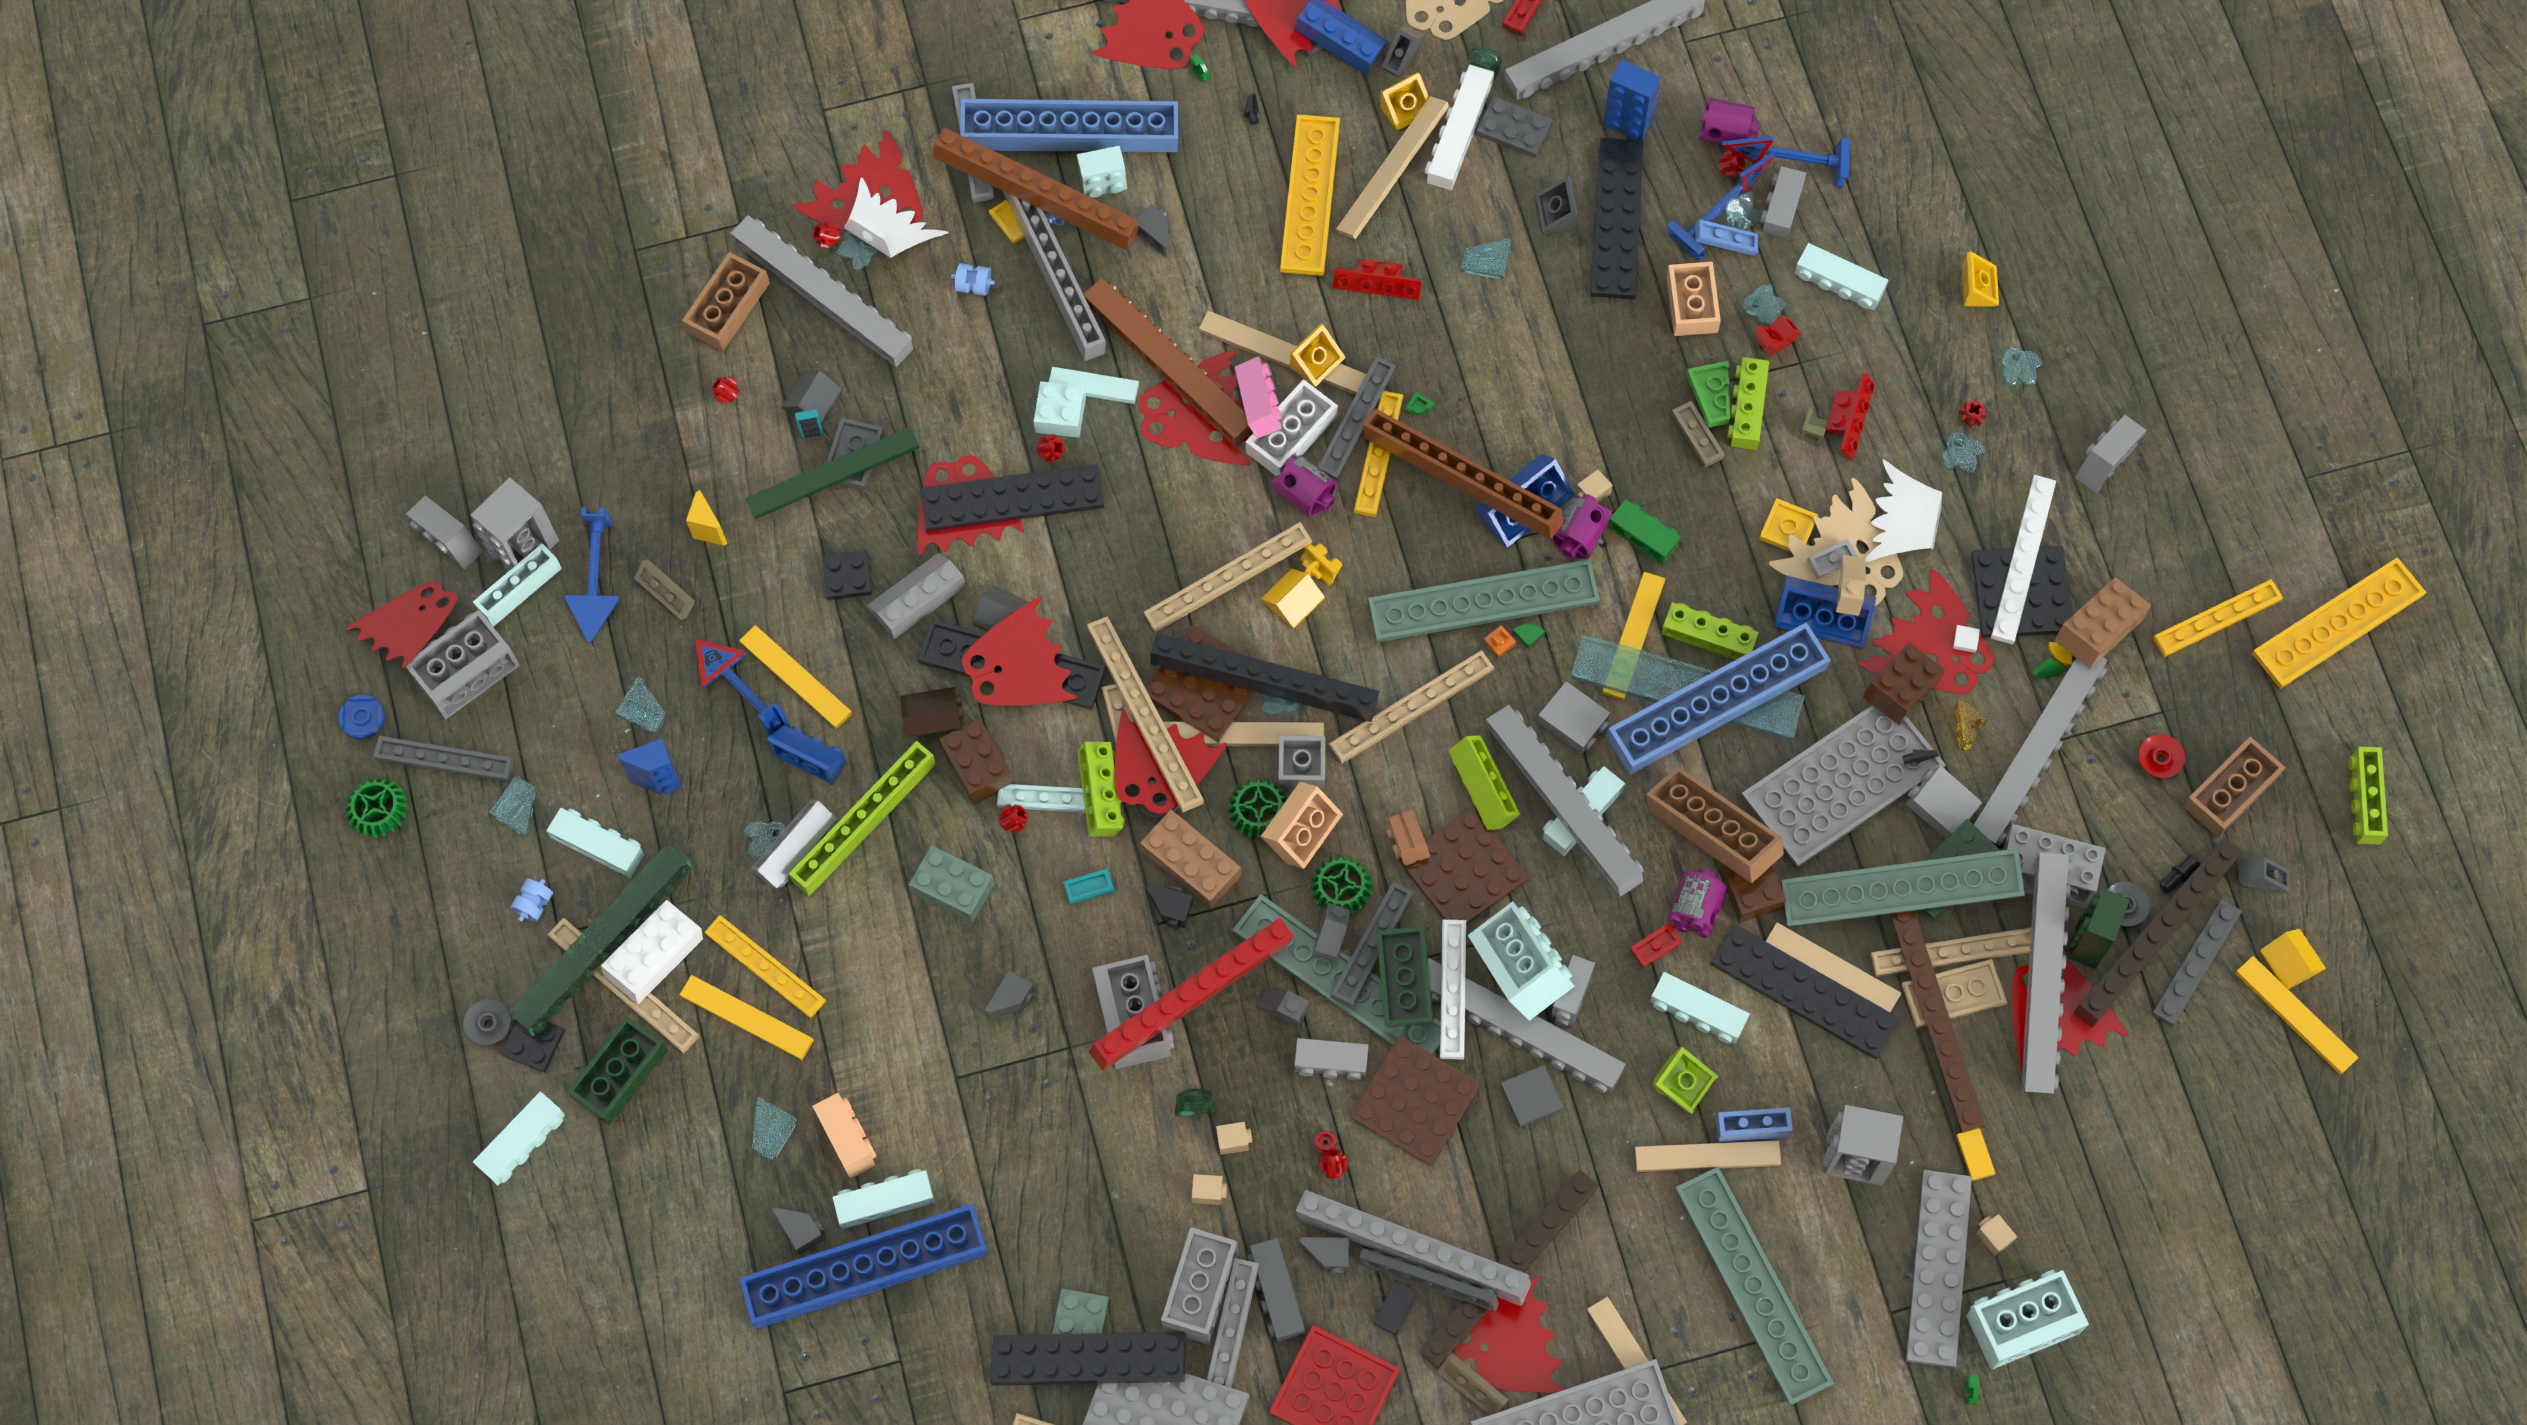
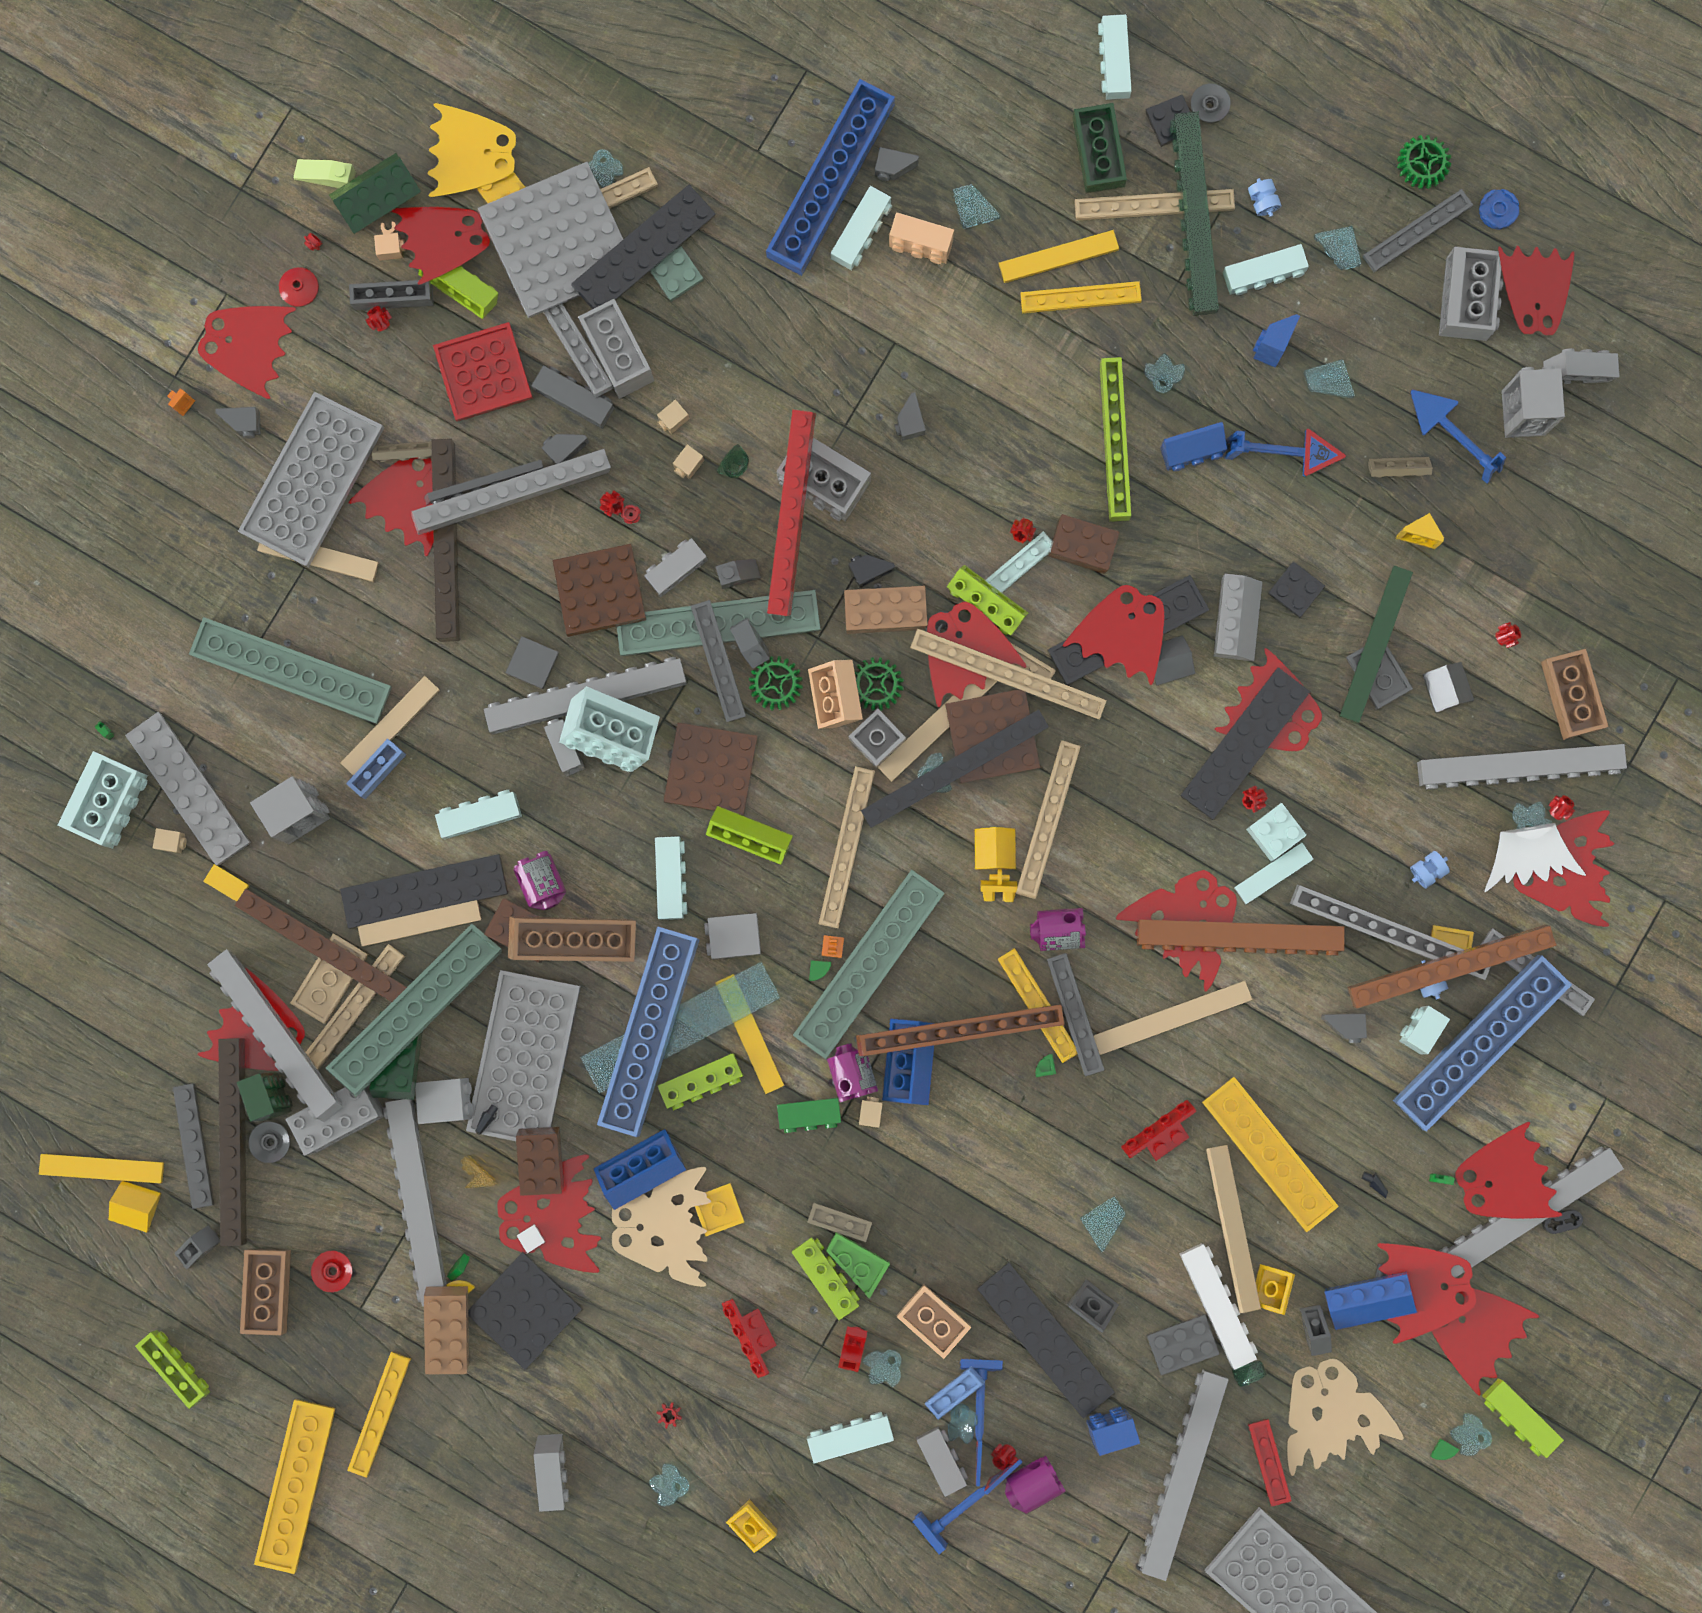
camera: 140 degrees right, 15 degrees up
(517, 584) = (1494, 377): light aqua brick -> none
(652, 952) = (1155, 235): white brick -> none
(794, 844) = (1141, 383): brick -> none
(795, 677) = (1256, 492): yellow tile -> none
(809, 424) = (1426, 661): tile -> none
(931, 711) = (1143, 545): dark brown brick -> none
(951, 884) = (1017, 452): sand green brick -> none
(1088, 886) = (933, 535): teal tile -> none
(1258, 397) = (1150, 960): bright pink brick -> none
(1304, 418) = (1109, 963): white brick -> none
(1316, 356) = (1142, 1031): yellow slope -> none
(1395, 1307) = (493, 454): black tile -> none
(1405, 977) = (672, 652): dark green brick -> none
(1408, 837) = (762, 751): nougat brick -> none
(1453, 989) = (639, 677): white tile -> none
(1565, 801) = (683, 866): light grey brick -> none
(1655, 945) = (542, 831): red plate -> none
(1684, 1079) = (446, 758): lime slope -> none
(1813, 429) = (766, 1302): olive panel -> none
(1830, 558) = (665, 1209): light grey plate -> none
(1851, 585) = (633, 1197): tan slope -> none
(1910, 518) = (642, 1292): white piece -> none
(1962, 455) = (649, 1377): clear light blue plate -> none
(2023, 559) = (540, 1332): white plate -> none
(2179, 873) = (253, 1197): black axle -> none

